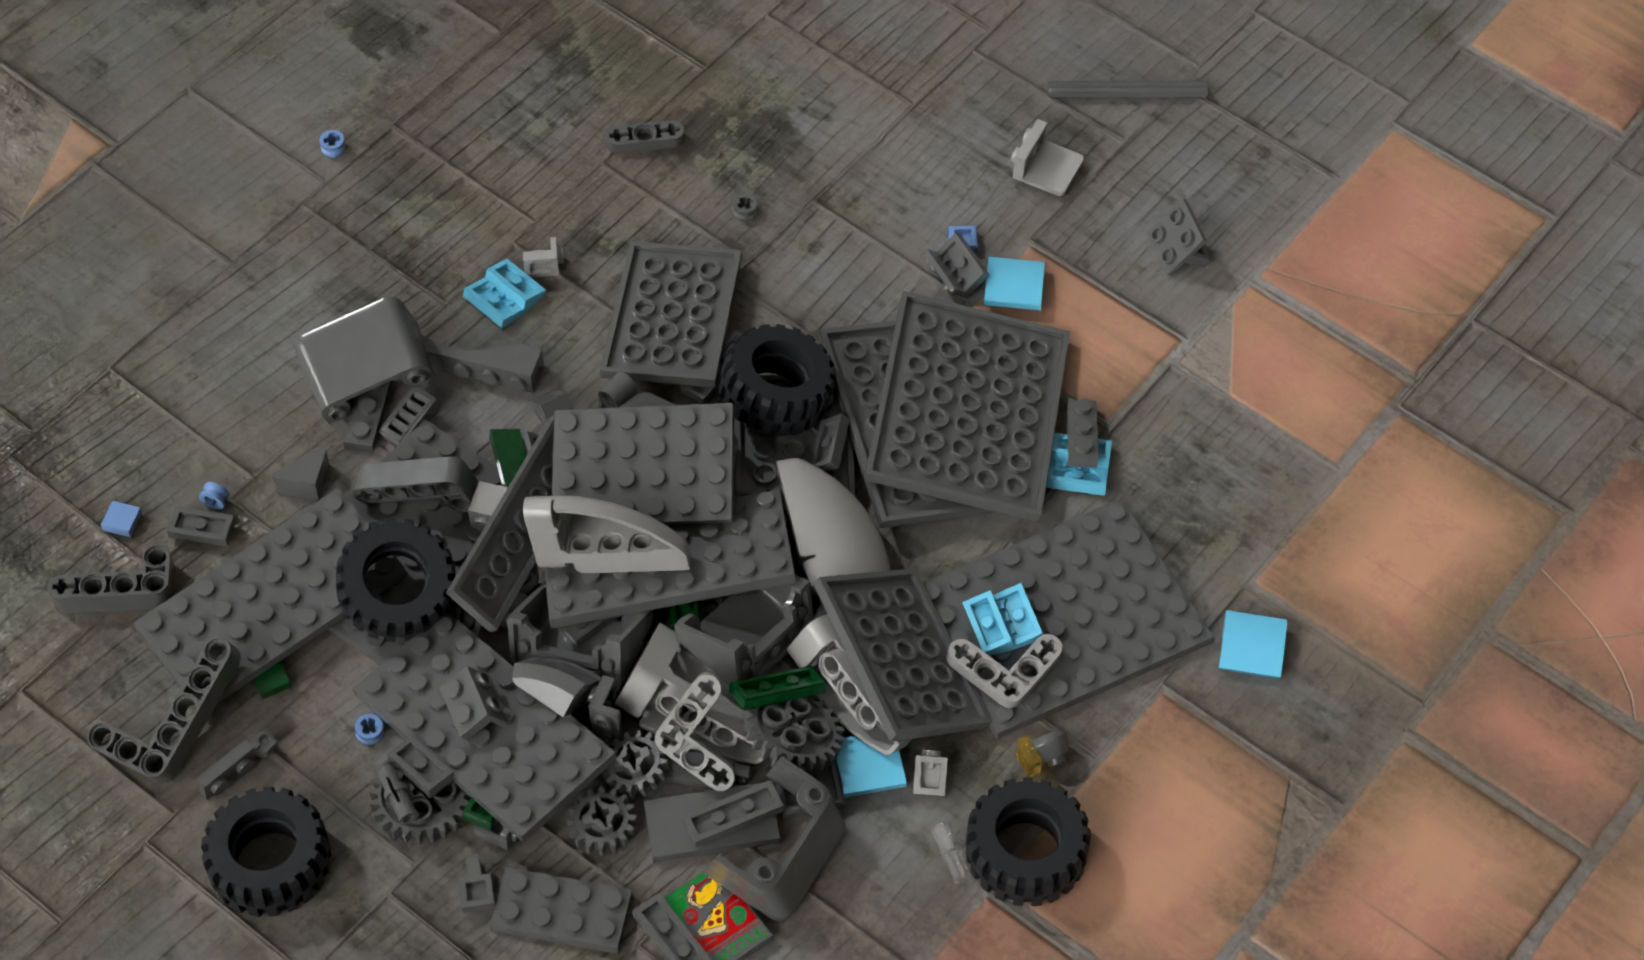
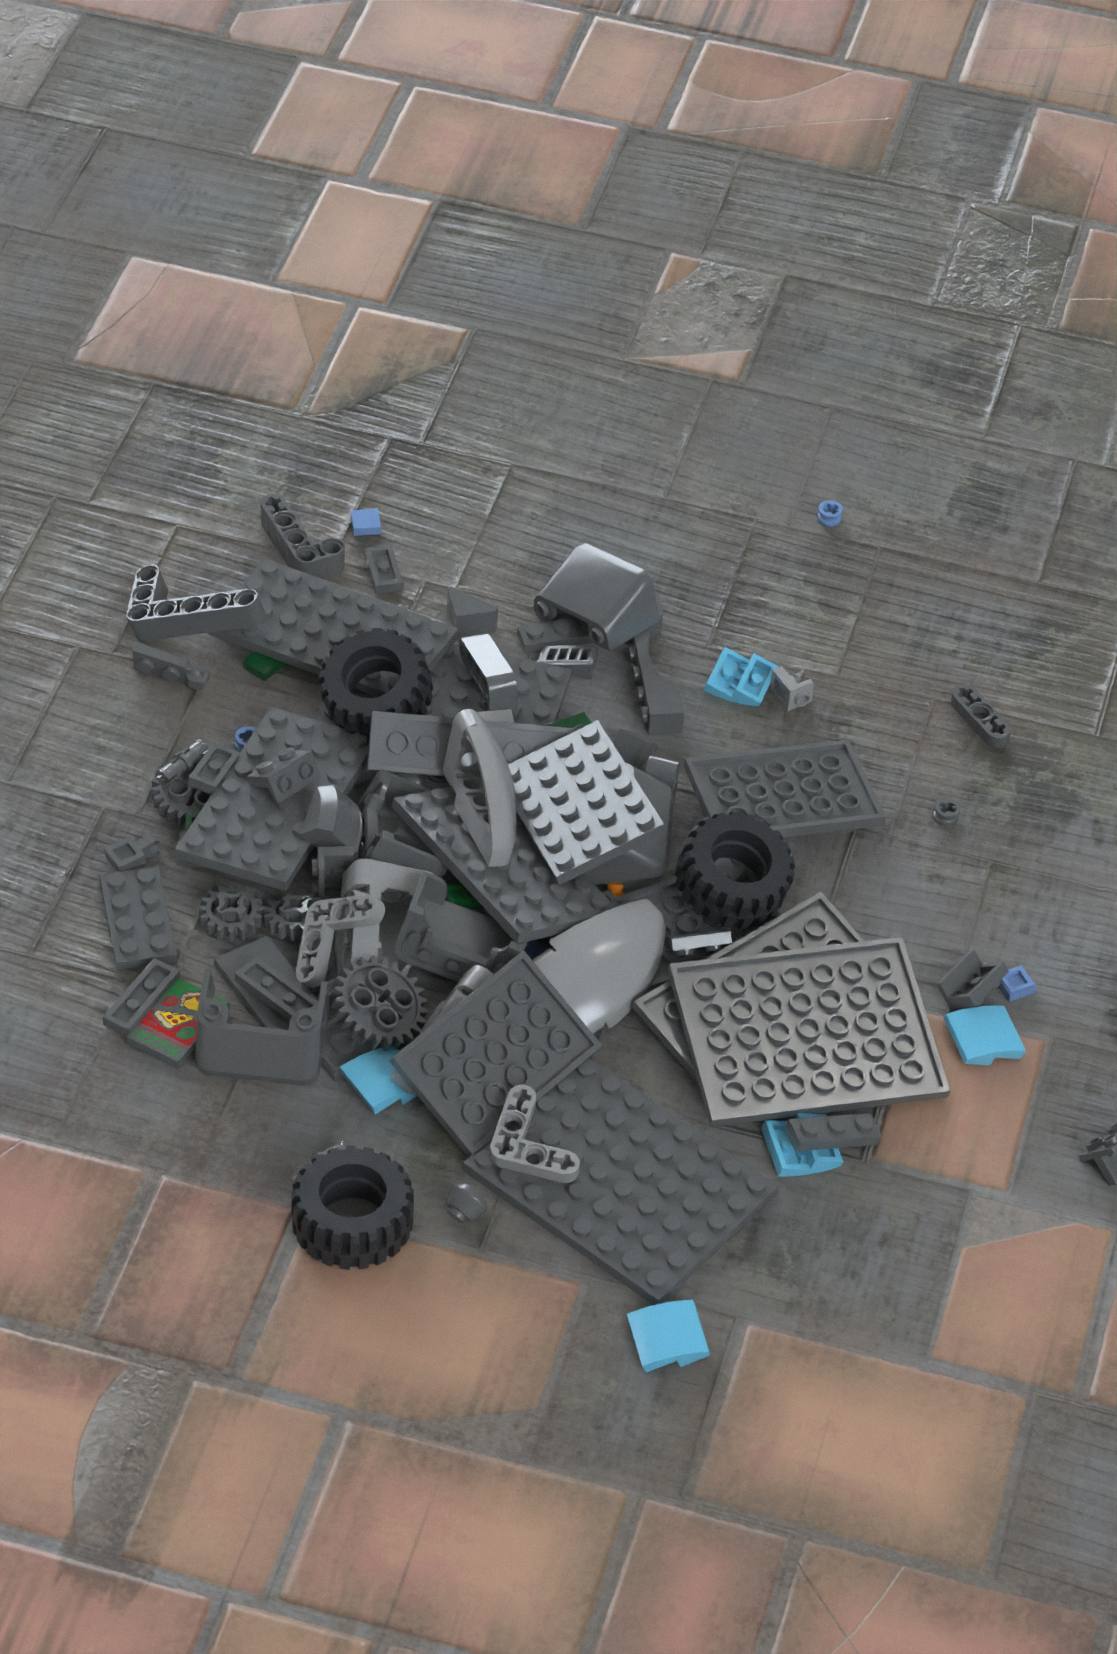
camera: 65 degrees right, 10 degrees down
(214, 495) = (417, 565): medium blue bush -> none
(258, 815) = (97, 734): black tyre -> none
(777, 687) = (410, 973): dark green tile -> none
(930, 773) = (393, 1123): light grey bracket -> none
(1003, 620) = (581, 1125): medium azure slope -> none
(1028, 757) = (442, 1188): clear yellow tile -> none

